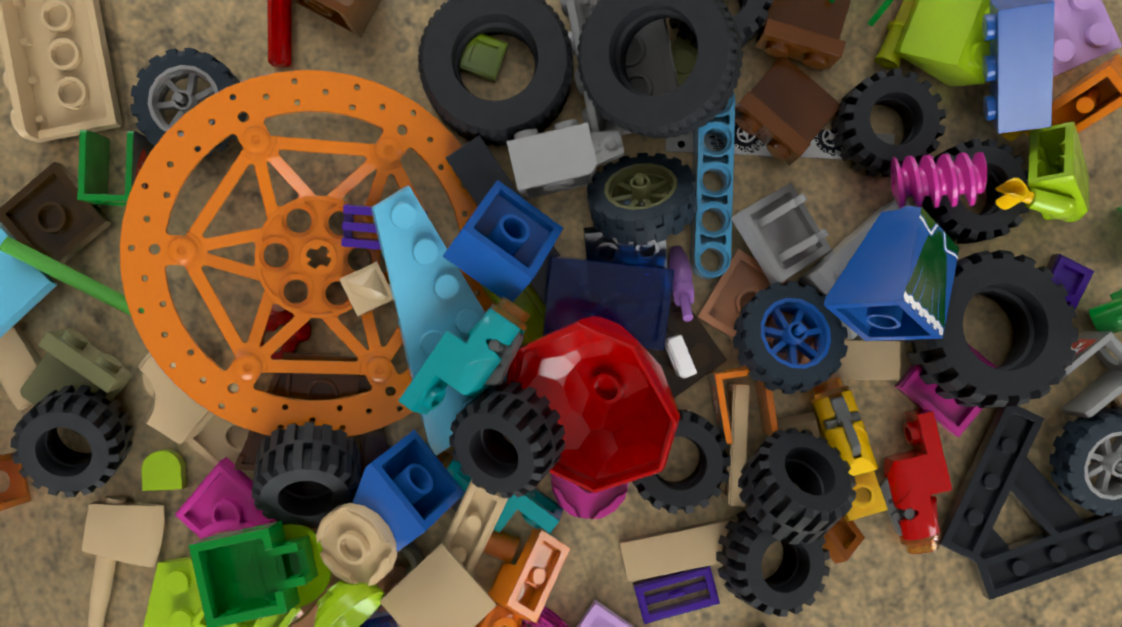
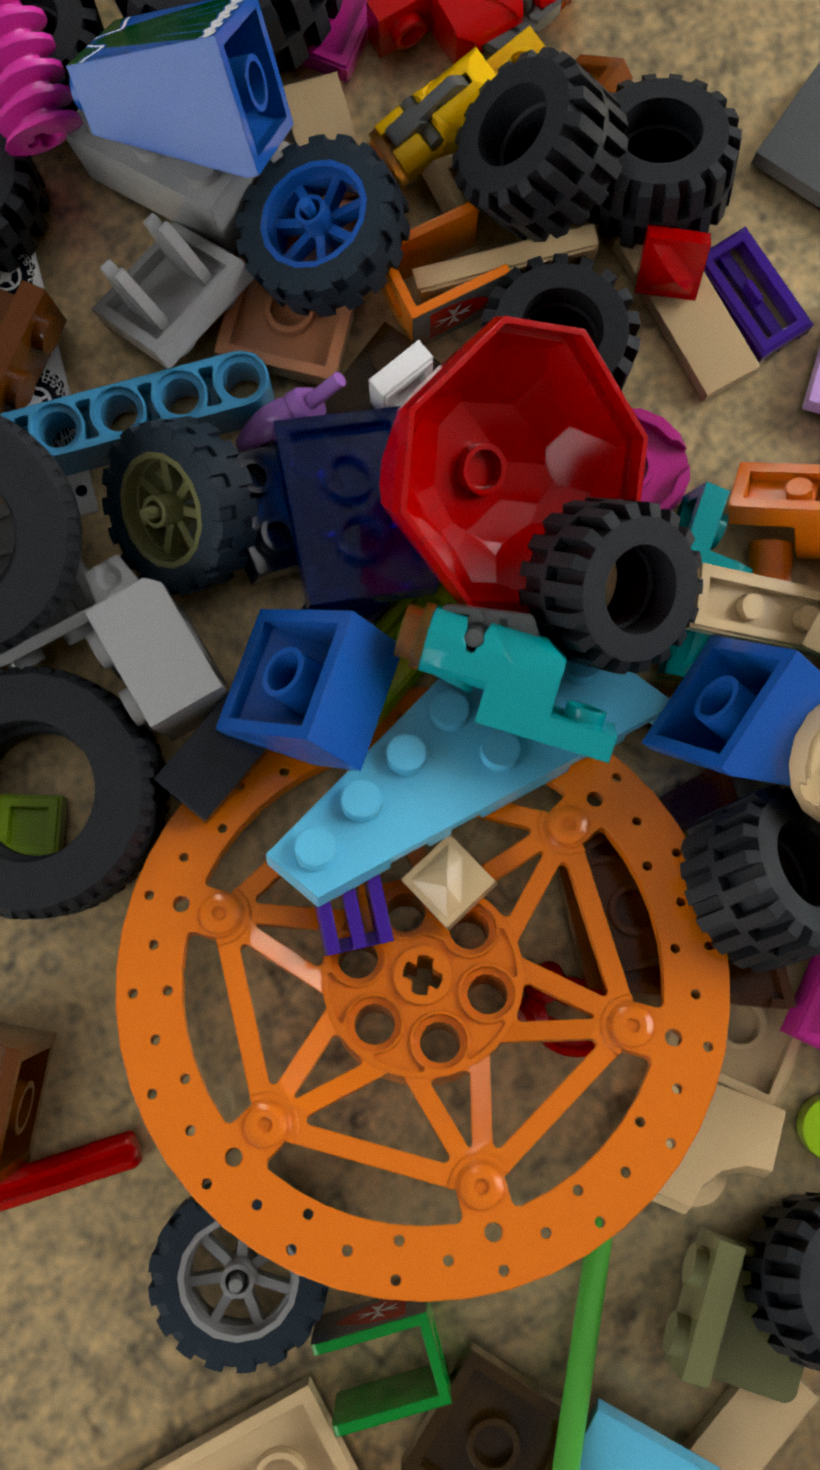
camera: 110 degrees left, 5 degrees down
(705, 547) = (672, 262): none -> red tile

